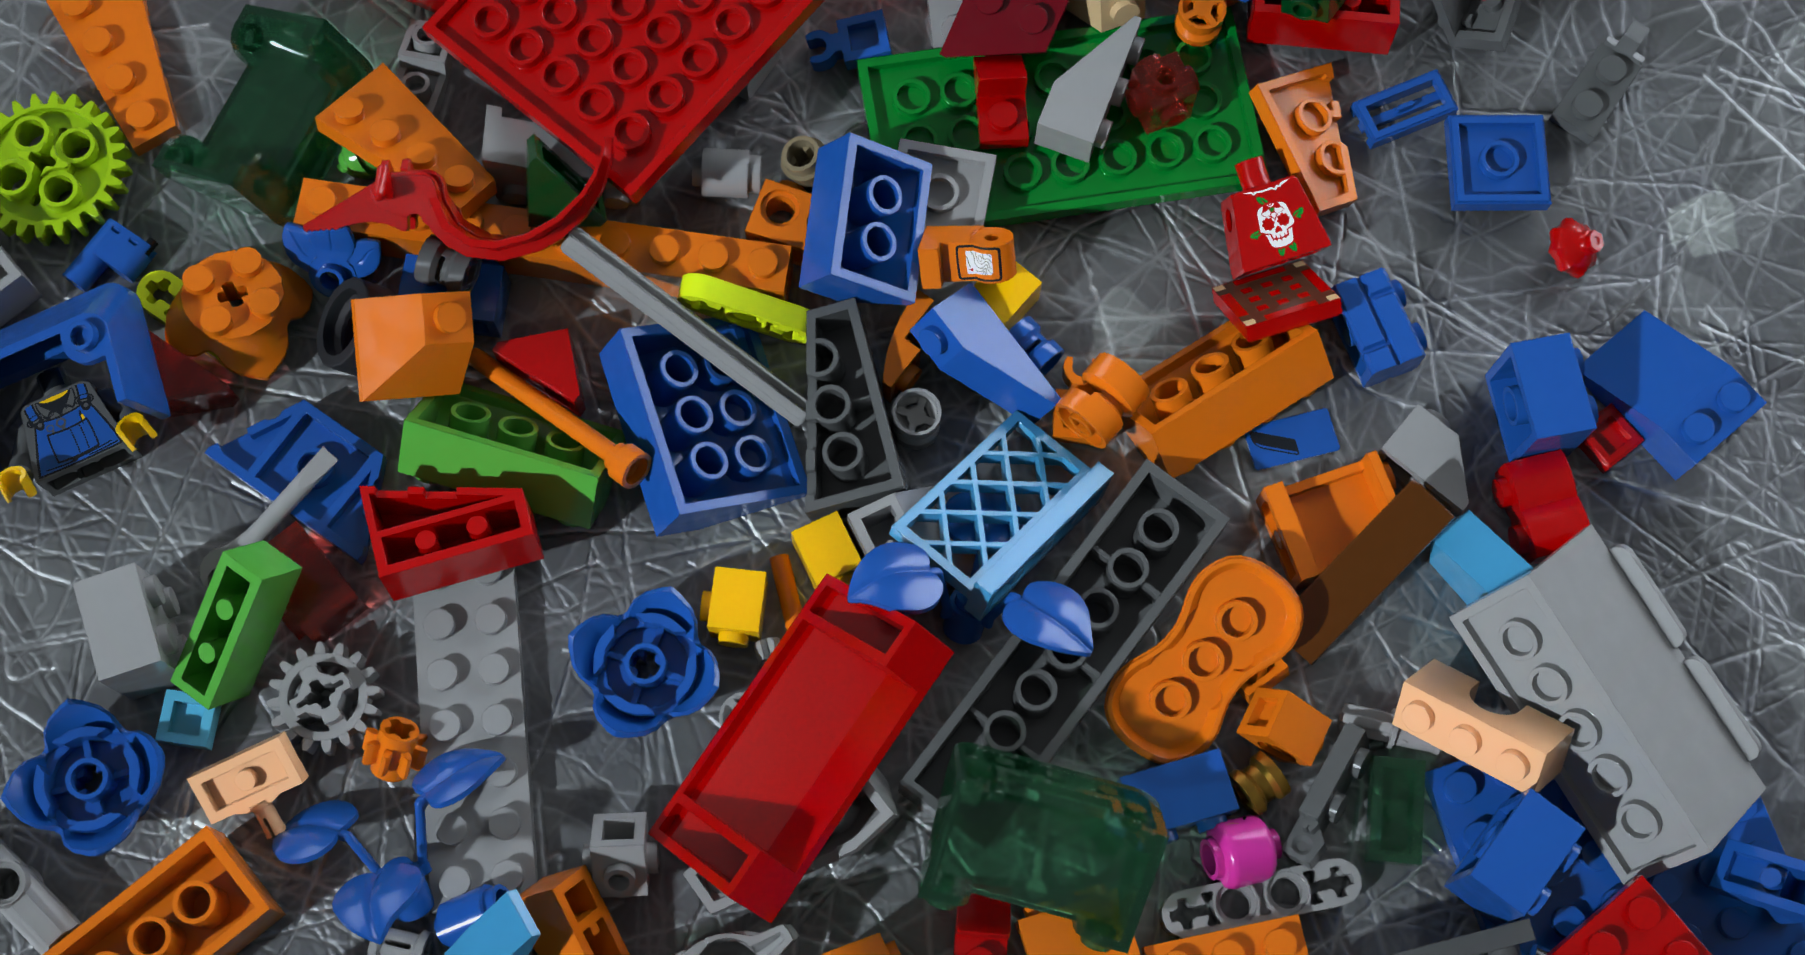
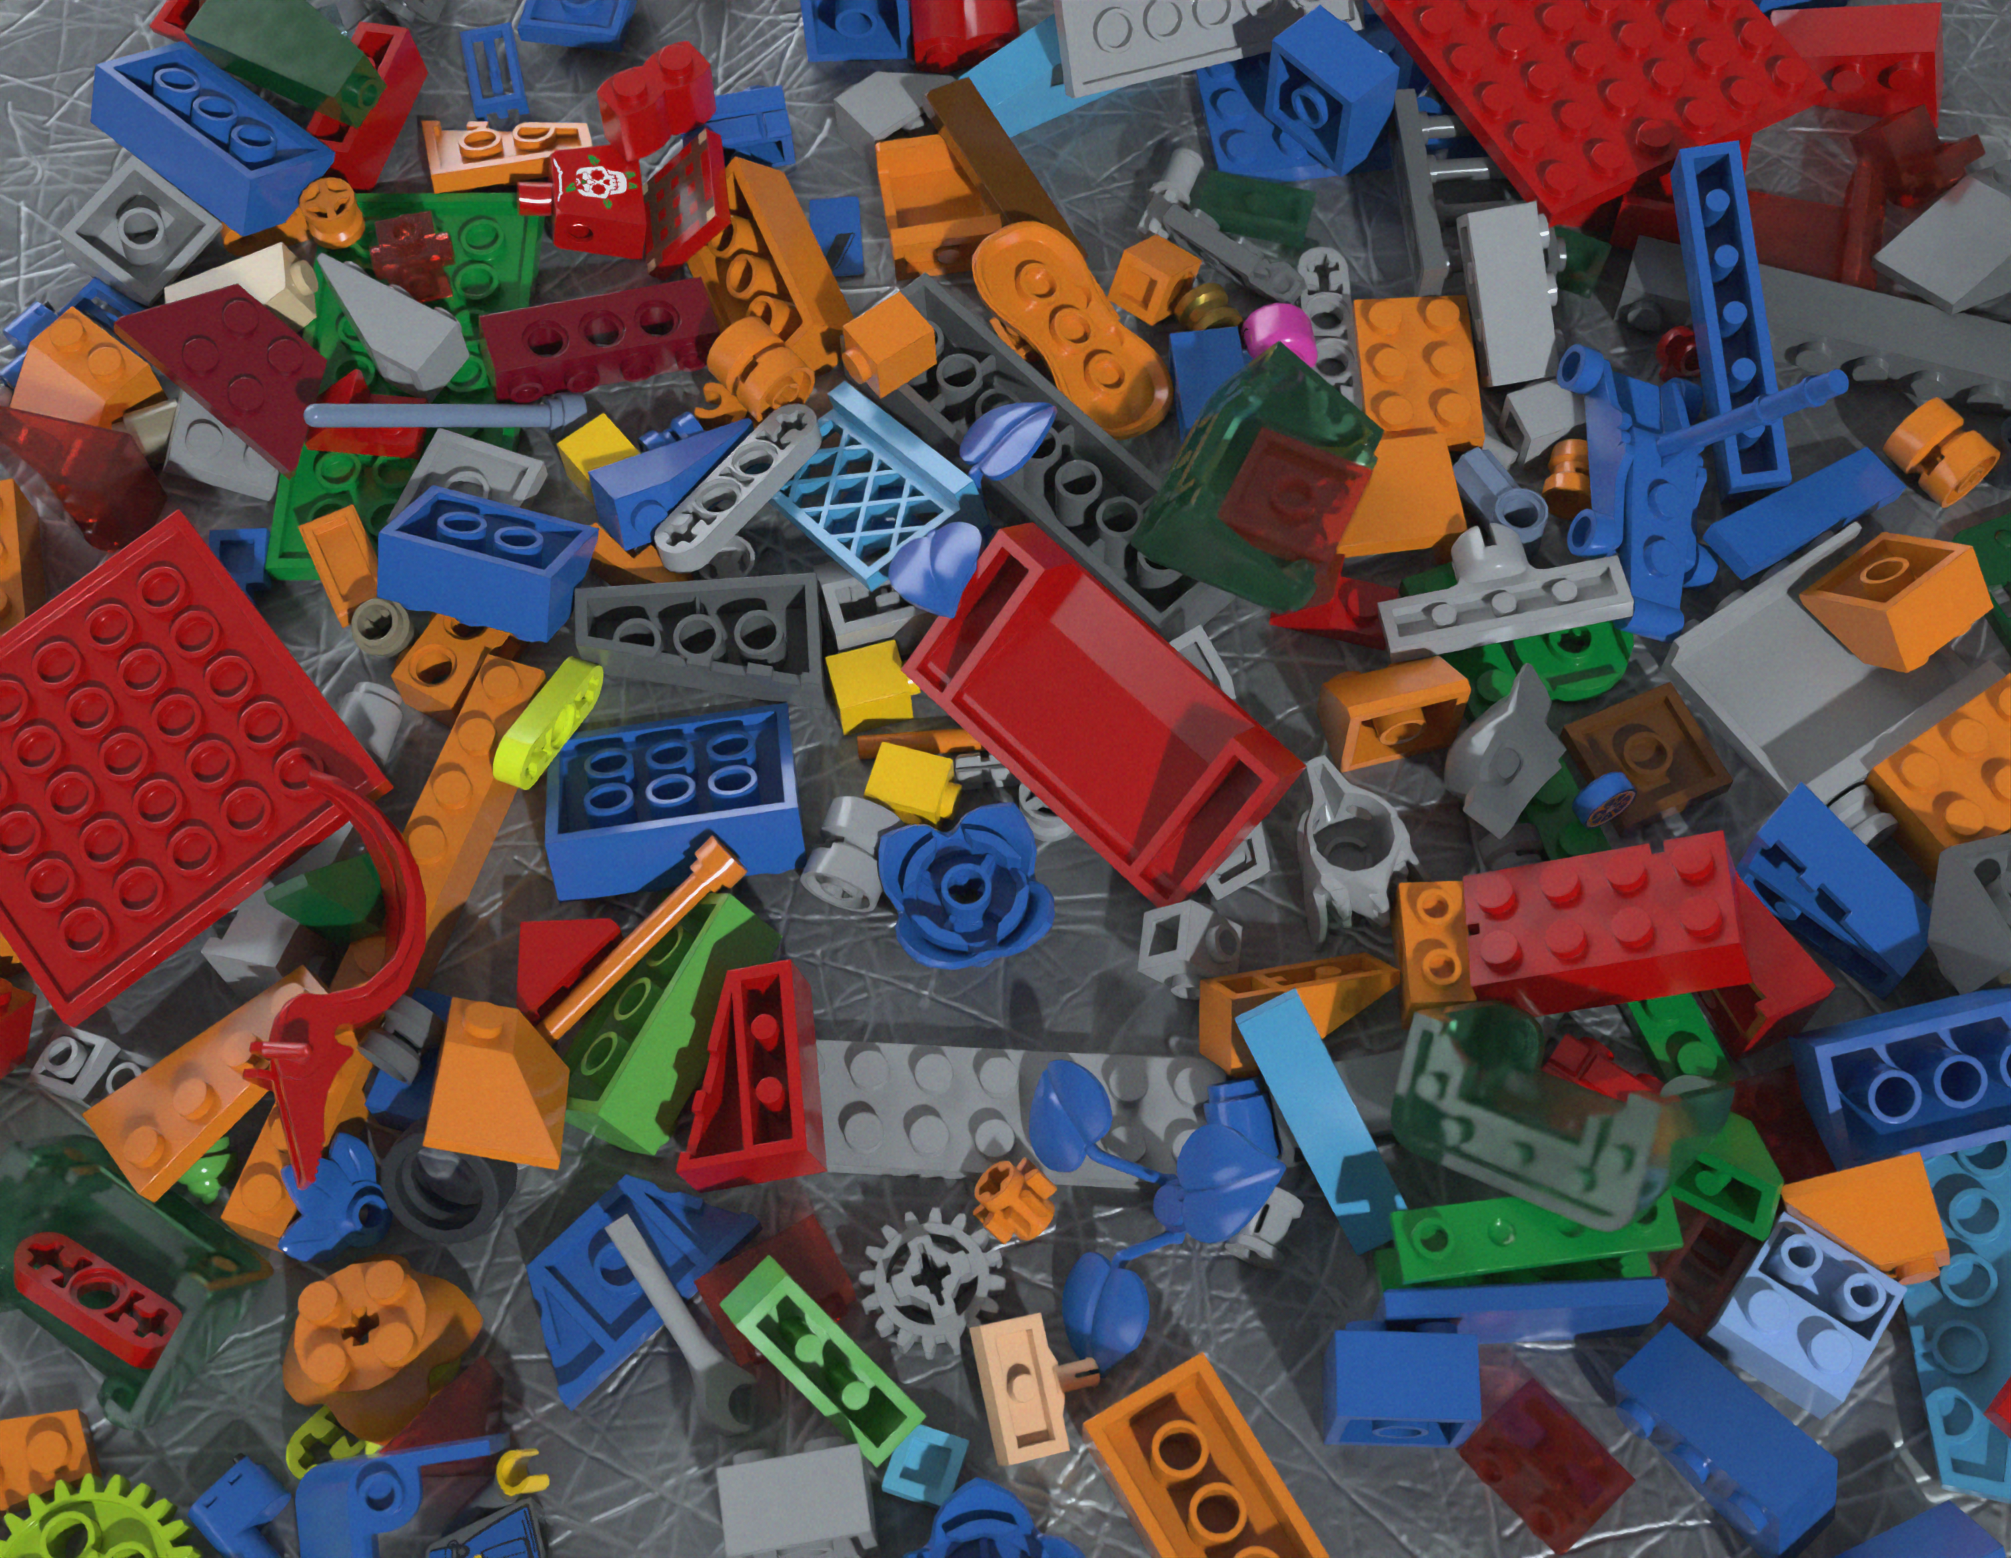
camera: 75 degrees left, 10 degrees down
(275, 90) = (87, 1273): none -> red beam
(661, 564) = (848, 863): none -> light grey wheel
(685, 325) = (555, 781): light grey axle -> none
(870, 114) = (343, 560): none -> orange tile
(966, 255) = (555, 465): orange leg -> none
(981, 415) = (696, 535): none -> light grey beam
(1032, 878) = (1294, 499): none -> clear red plate
(1045, 247) = (558, 415): none -> sand blue piece
(1094, 191) = (572, 328): none -> dark red brick
(1129, 499) = (888, 345): none -> orange brick
(1353, 243) = (657, 100): none -> red brick
(1514, 748) = (1170, 128): light nougat arch -> none

